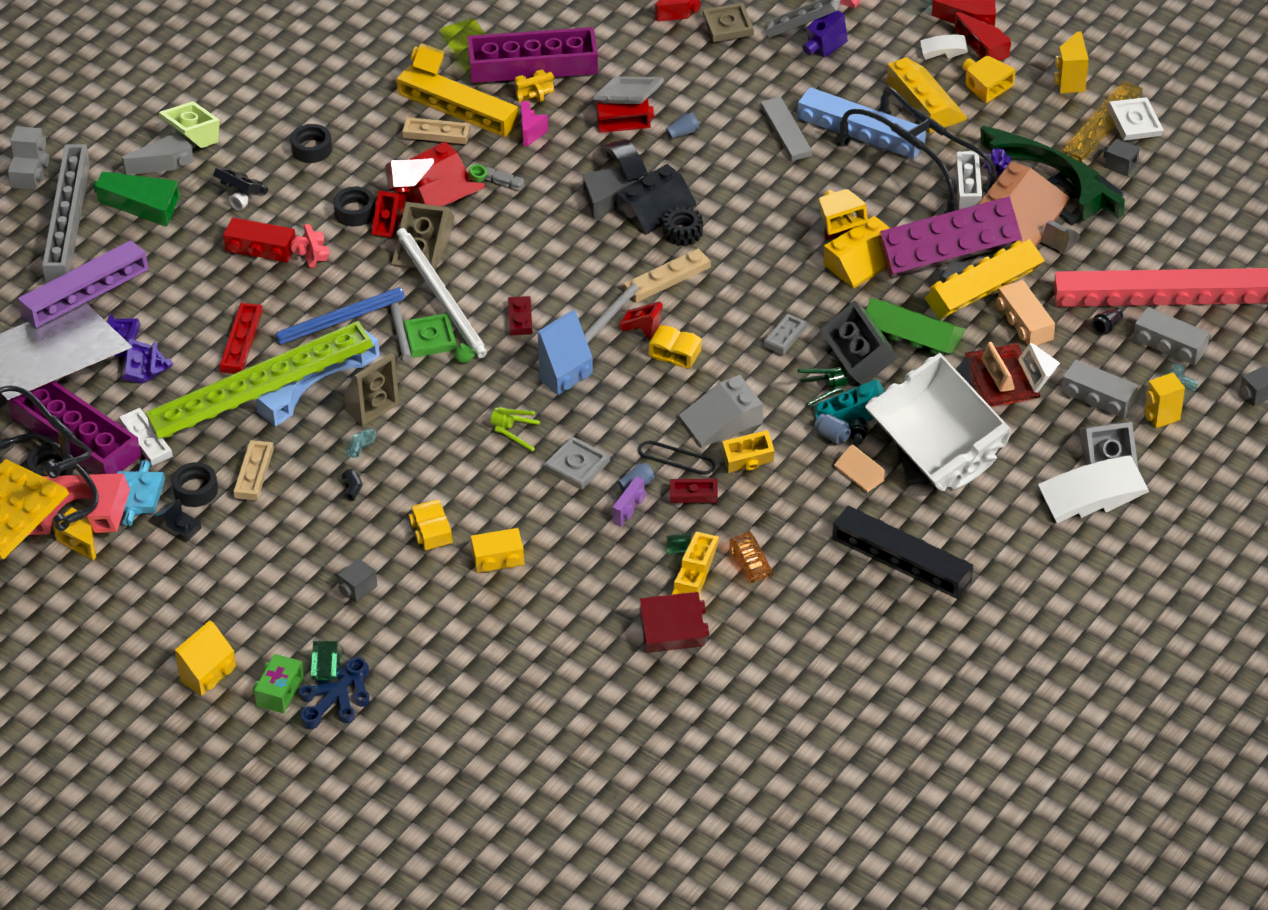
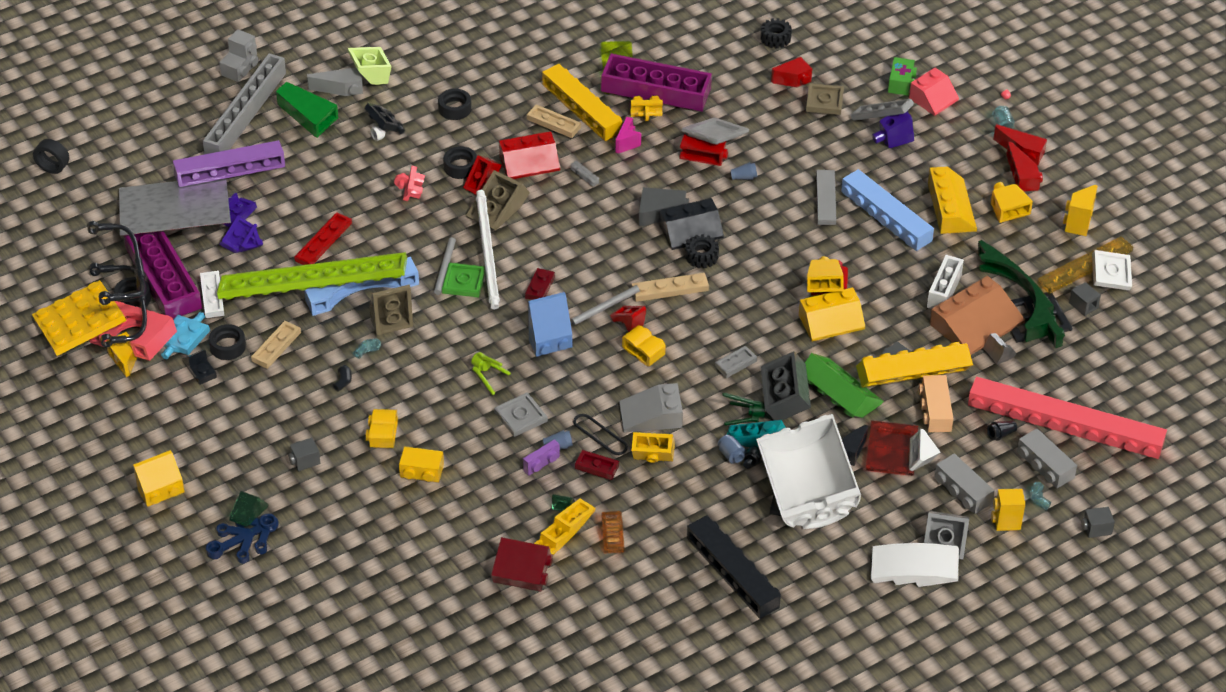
camera: 20 degrees right, 0 degrees up
(259, 239) = (374, 167): red brick -> none
(278, 683) = (204, 515): bright green brick -> none
(340, 315) = (403, 244): blue axle -> none
(405, 174) = (504, 148): slope -> none
(427, 58) = (573, 62): yellow brick -> none
(443, 192) = (527, 170): slope -> none
(464, 353) = (480, 301): bright green hinge -> none
(477, 173) = (565, 163): bright green hinge -> none
(627, 157) = (681, 186): black slope -> none
(860, 469) = (736, 489): light nougat slope -> none
(910, 136) = (928, 223): black bar -> none
(949, 237) = (902, 322): magenta brick -> none
(950, 44) = (992, 166): white slope -> none
(997, 368) = (888, 441): light nougat slope -> none
(999, 159) = (978, 271): dark purple gear -> none

